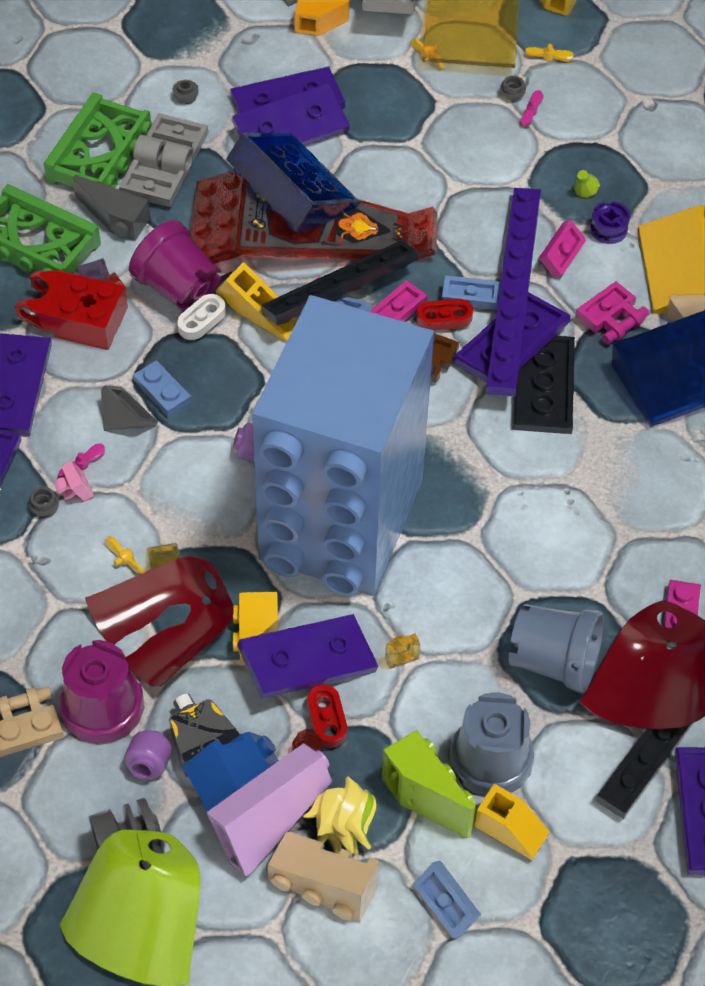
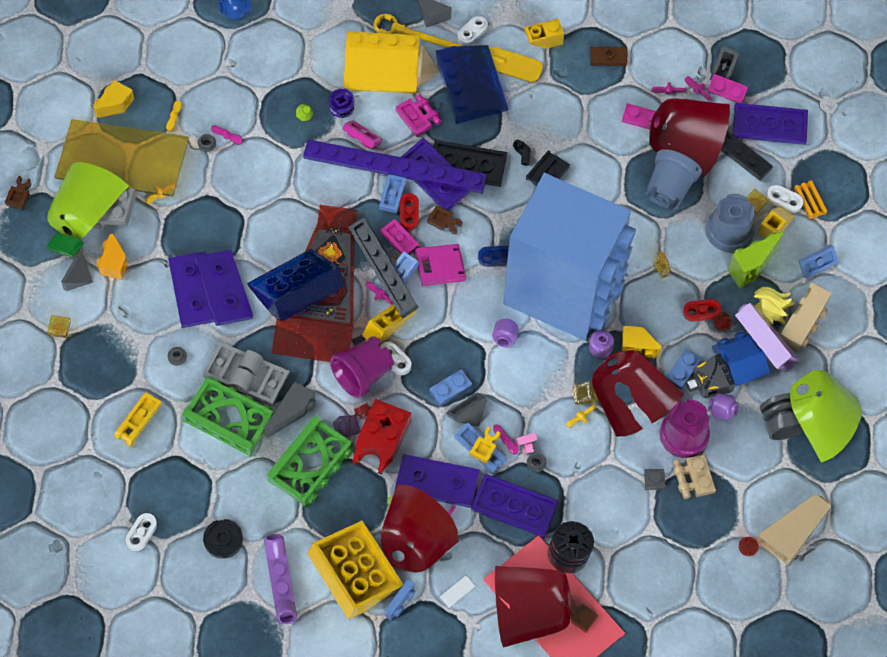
camera: 85 degrees left, 10 degrees up
(19, 664) = (654, 479): none -> dark grey plate
(57, 421) = (484, 447): none -> yellow plate
(63, 428) = (467, 437): none -> medium blue plate
(91, 62) = (138, 419): none -> yellow plate
(229, 698) = (683, 368): none -> medium blue plate
(245, 568) = (601, 344): none -> medium lavender head
(307, 656) = (666, 314): dark purple plate -> none
(547, 482) = (550, 165): none -> black plate
(550, 791) = (758, 200): none -> clear yellow plate
(564, 841) = (785, 198): none -> white plate
(580, 451) = (524, 150): none -> black arm
(598, 873) = (810, 185): none -> light orange tile

